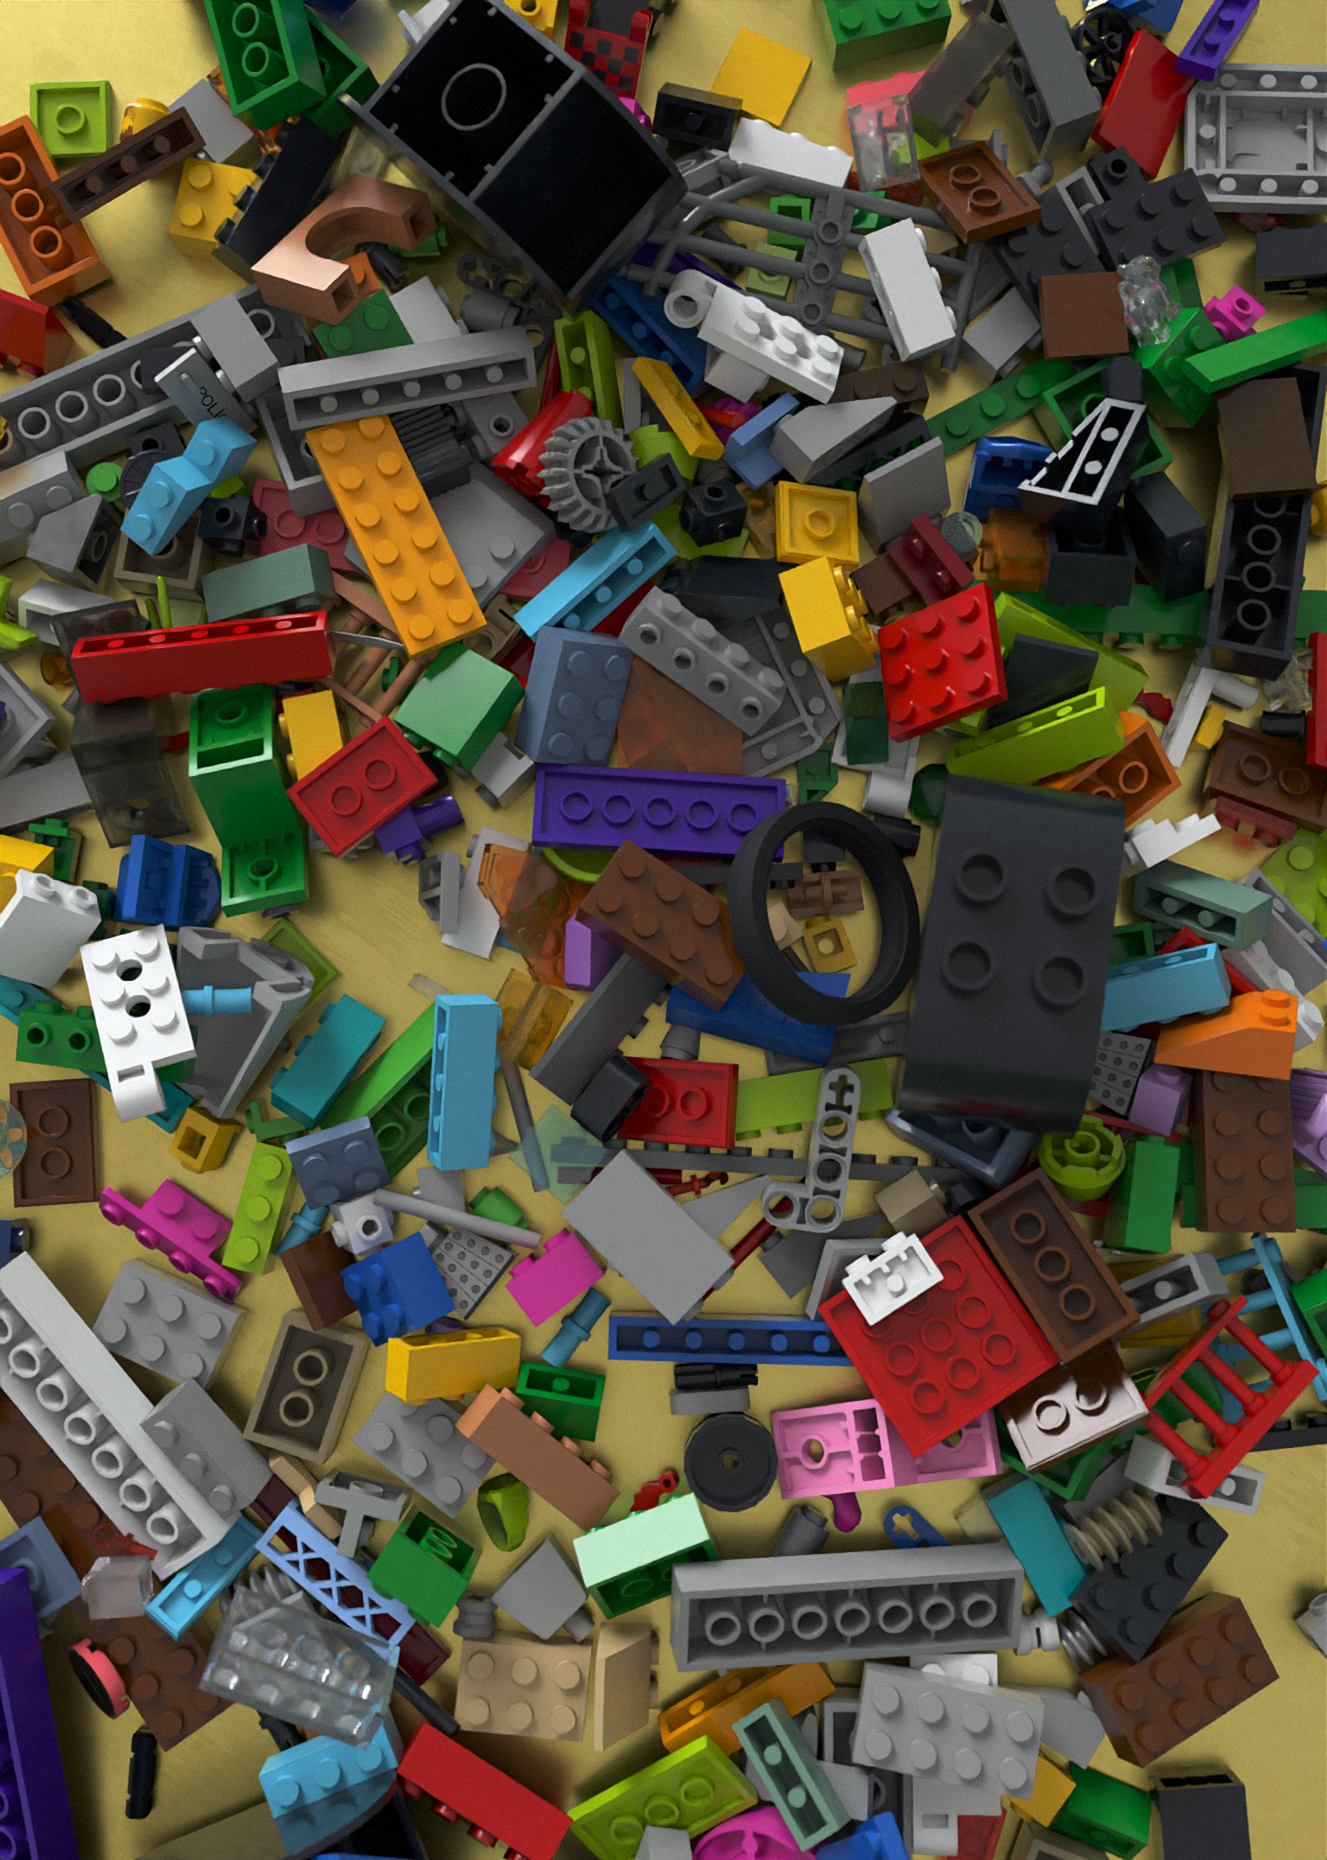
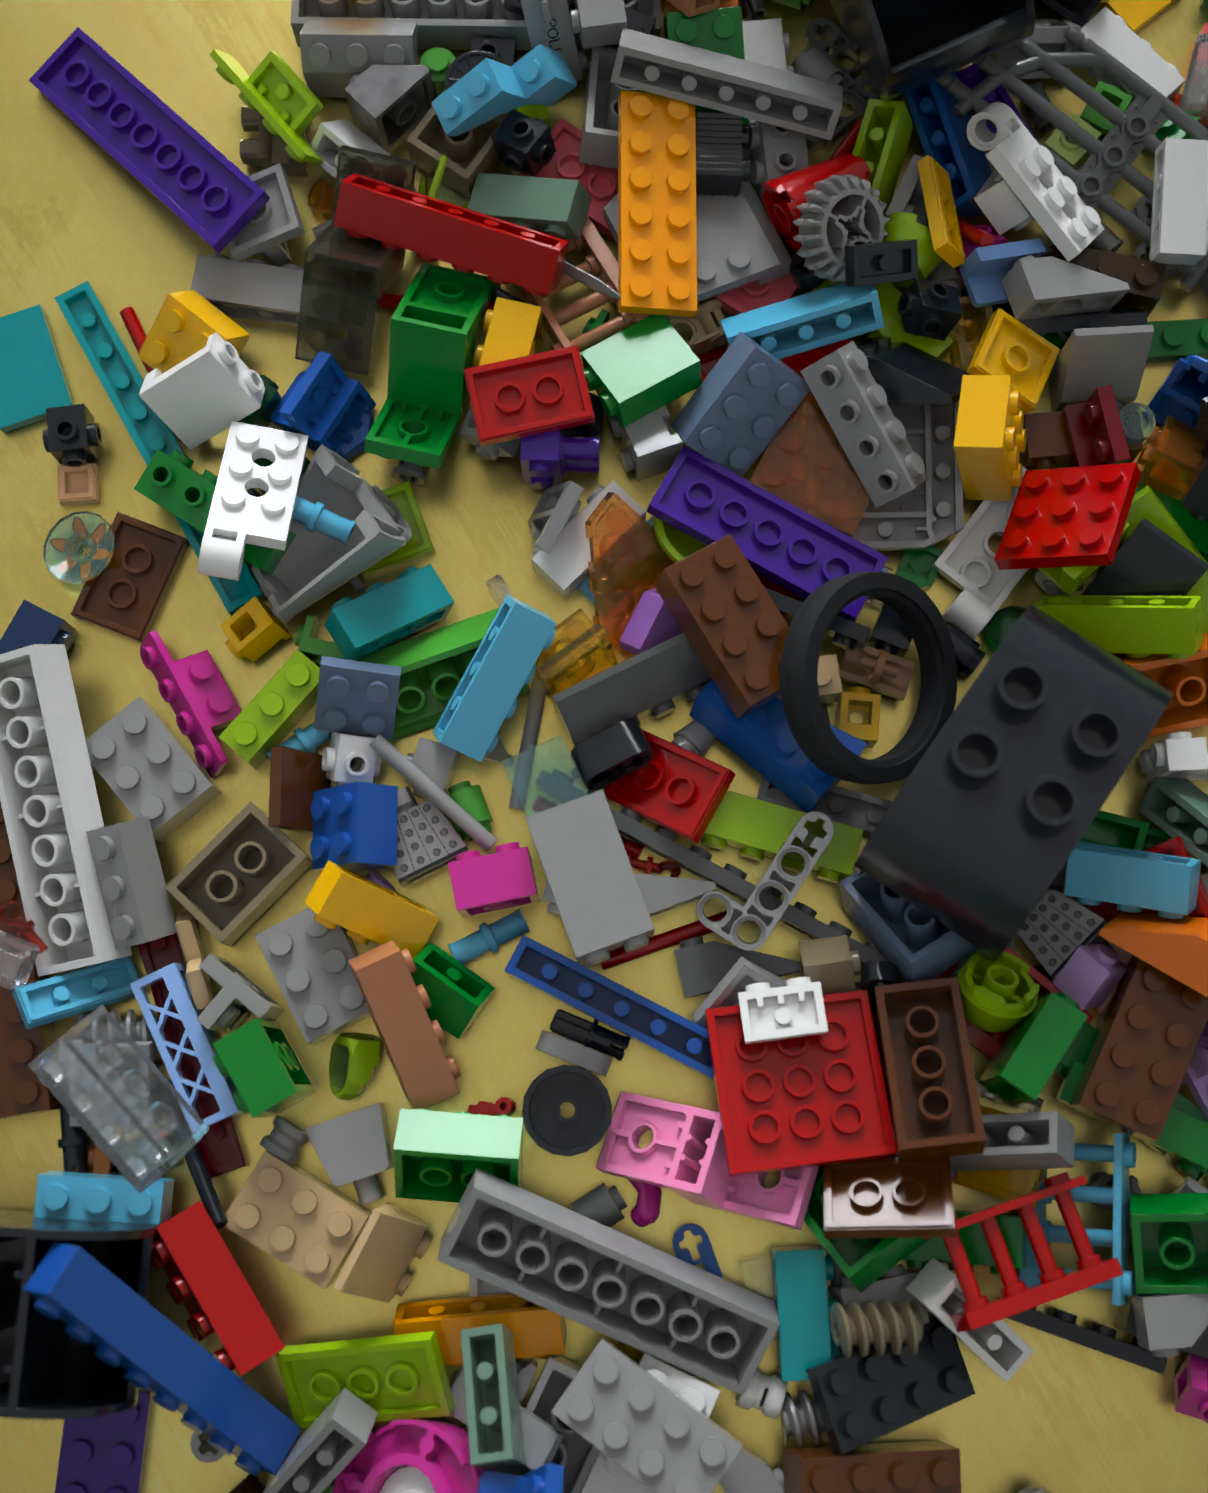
camera: 25 degrees right, 5 degrees down
(66, 845) = (261, 336): green bracket -> none
(865, 723) = (977, 544): clear green slope -> none

